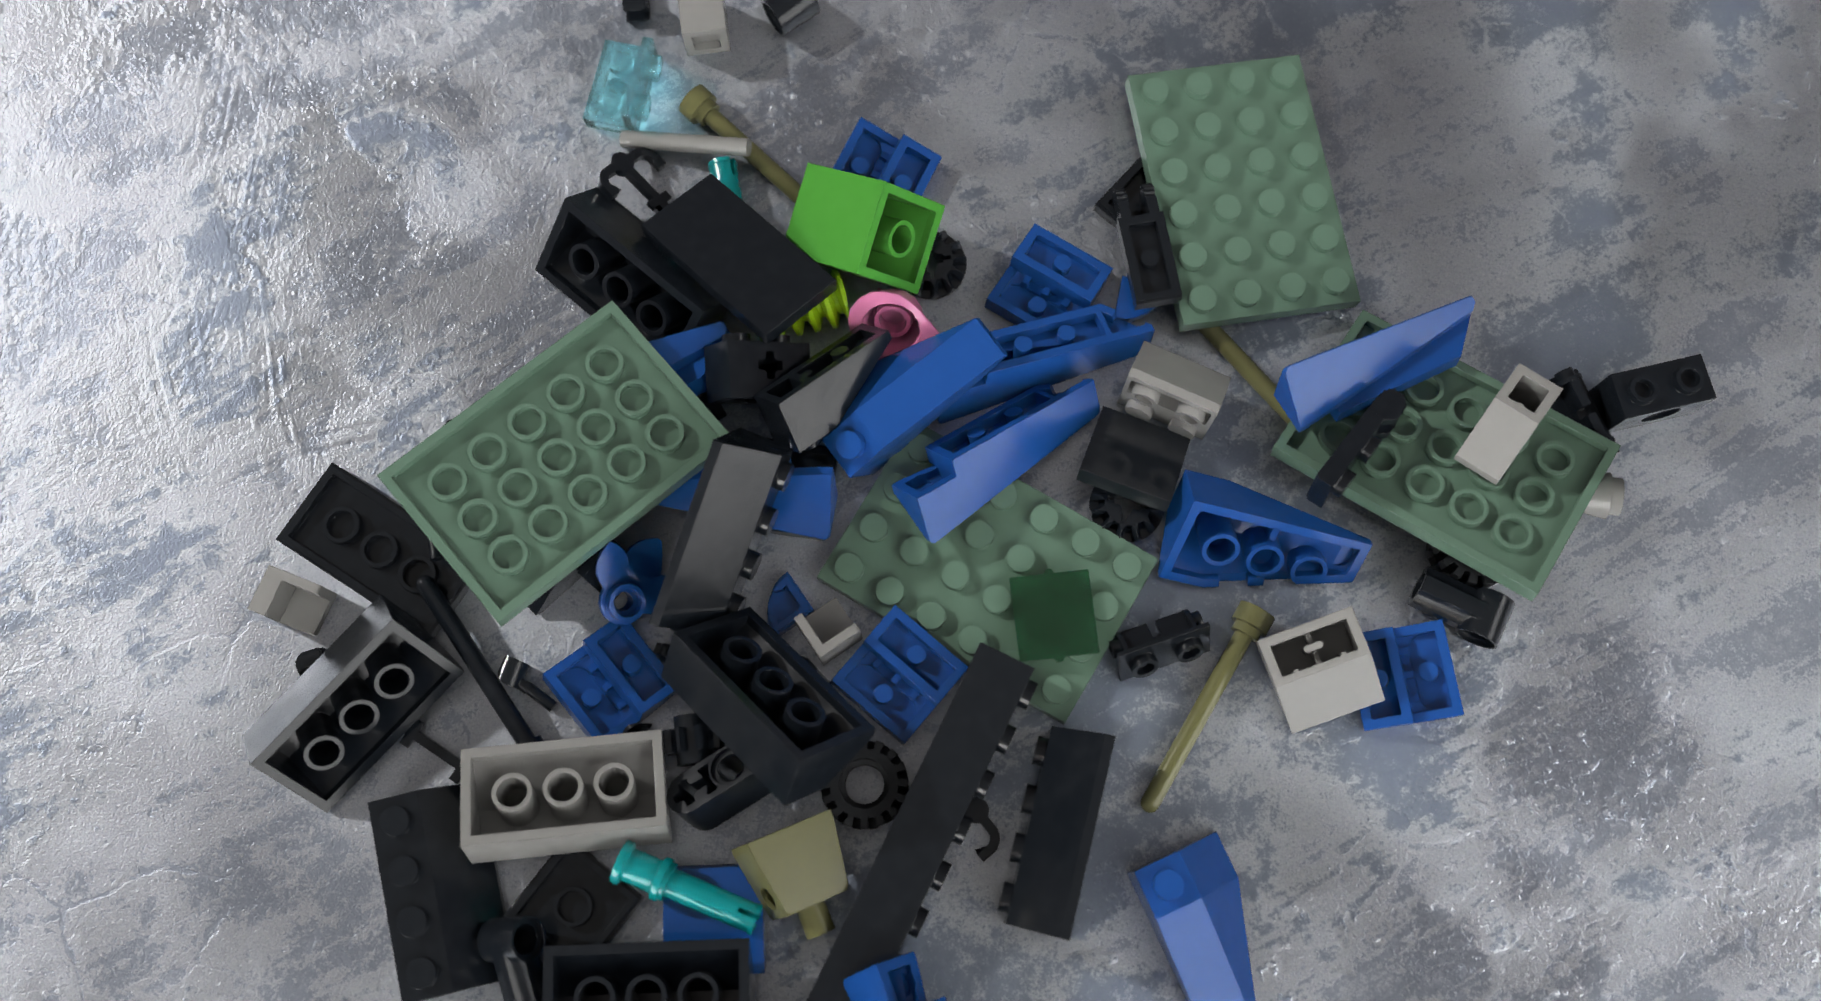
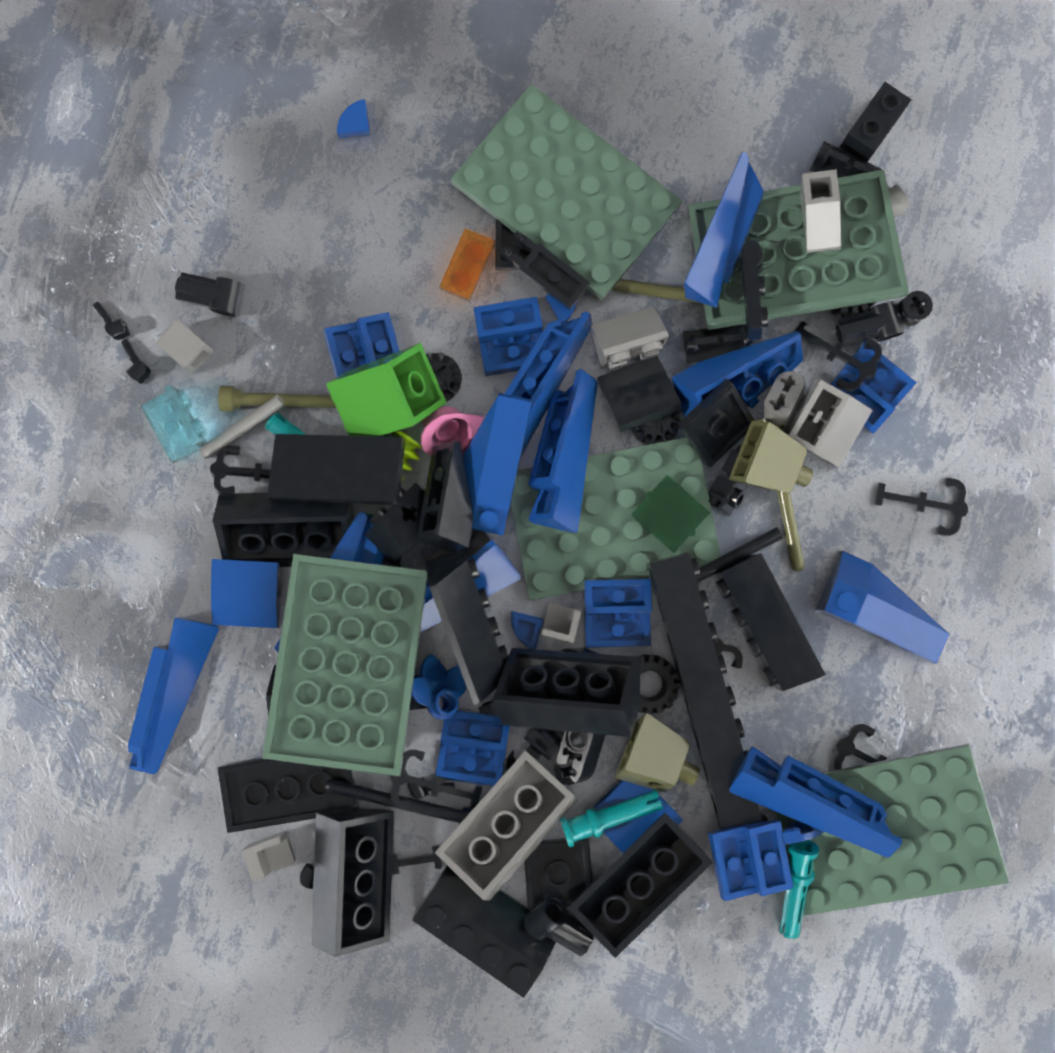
camera: 40 degrees left, 10 degrees up
(358, 339) = (167, 691): none -> blue wedge
(505, 638) = (435, 786): none -> black piece
(529, 307) = (245, 593): none -> blue slope
(1067, 177) = (467, 265): none -> clear orange plate
(1124, 737) = (739, 554): none -> black bar
(1193, 562) = (717, 423): none -> black tile
(1218, 651) = (771, 459): none -> torso
(1266, 475) = (706, 343): none -> black hinge
(1293, 600) = (790, 400): none -> light grey beam
(1392, 903) = (957, 509): none -> black piece
(1415, 648) = (866, 369): none -> black piece
(1539, 622) = (915, 299): none -> black bush

